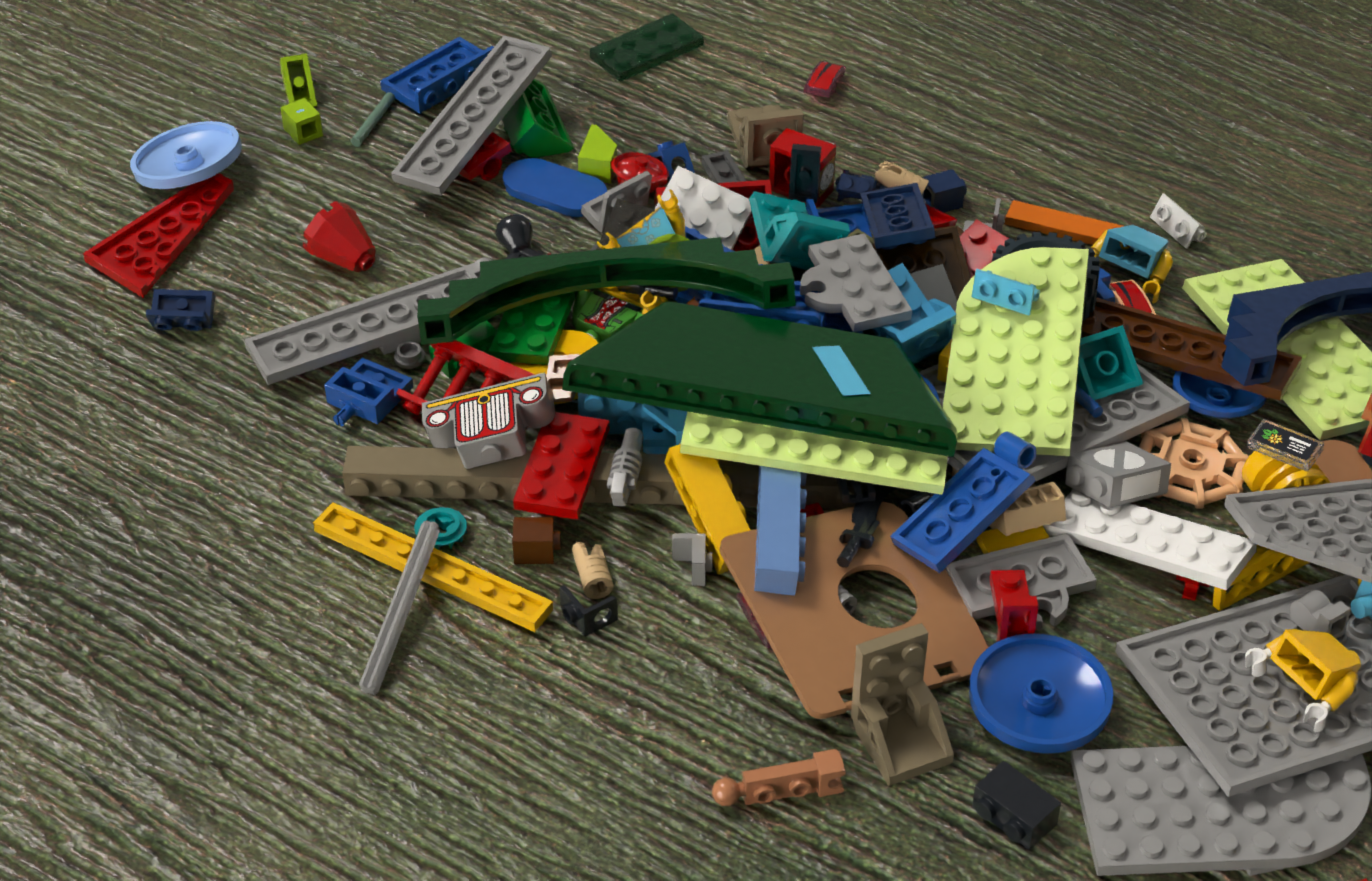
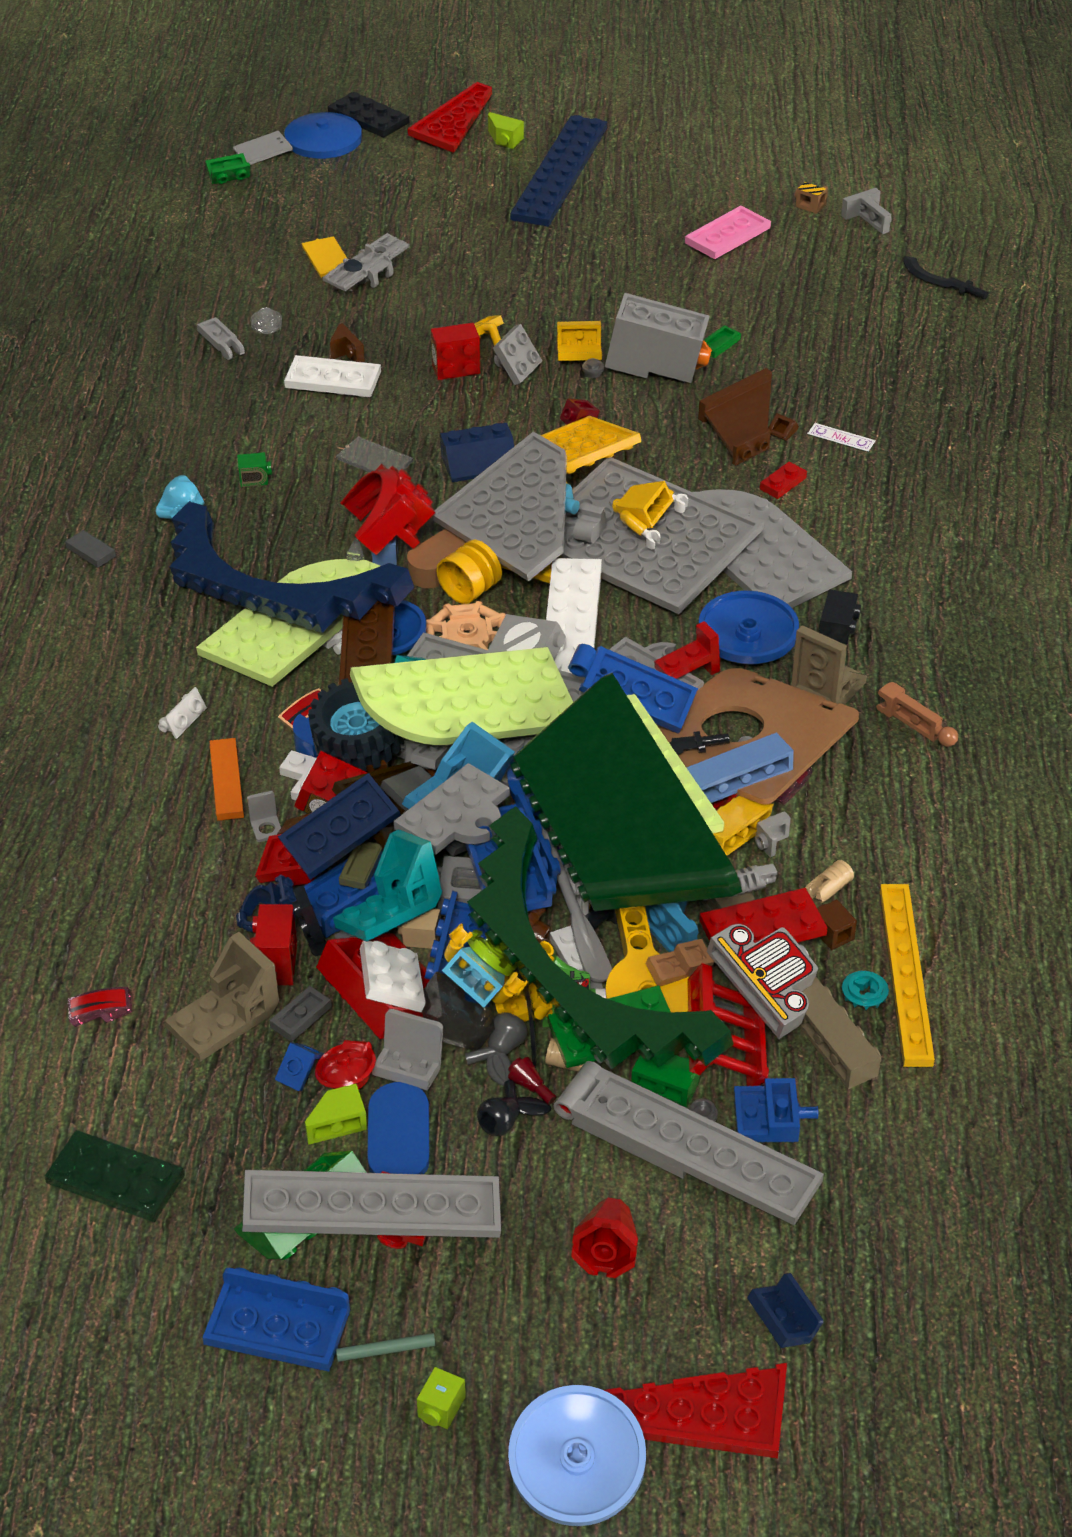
camera: 120 degrees left, 0 degrees up
(297, 78) = (374, 1446): lime slope -> none
(399, 608) = (961, 961): light grey axle -> none
(585, 618) = (877, 865): black bracket -> none
(841, 370) = (591, 752): medium azure sticker -> none
(894, 175) = (256, 870): tan hinge -> none
(944, 191) = (236, 857): dark blue brick -> none
(1004, 292) = (430, 700): medium azure hinge -> none
(1138, 252) = (251, 717): medium azure torso -> none
(1285, 445) = (465, 552): tile -> none

